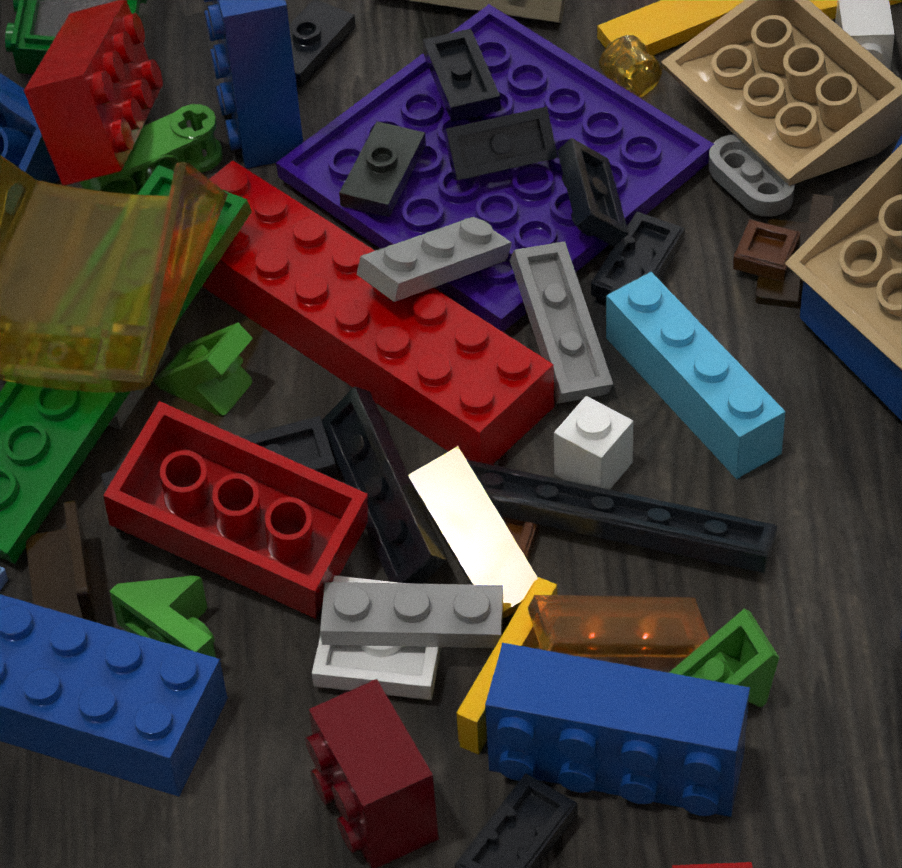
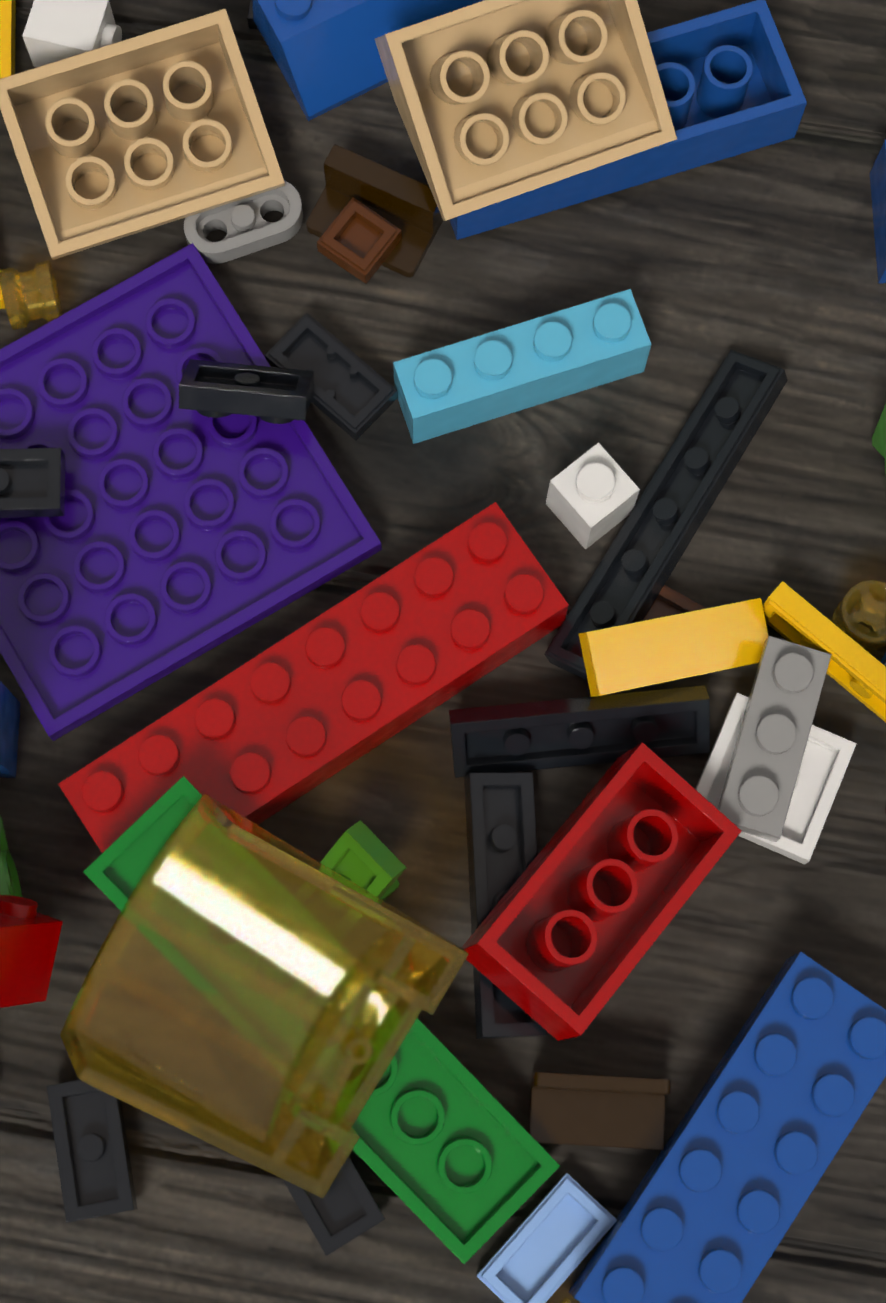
camera: 80 degrees left, 25 degrees up
(165, 611) = (684, 1007): bright green slope -> none
(382, 169) = (114, 612): pearl dark grey plate -> none
(433, 258) = (307, 588): light grey plate -> none
(500, 143) = (134, 469): black plate -> none
(561, 321) = (408, 479): light grey plate -> none
(617, 625) = (838, 538): clear orange tile -> none

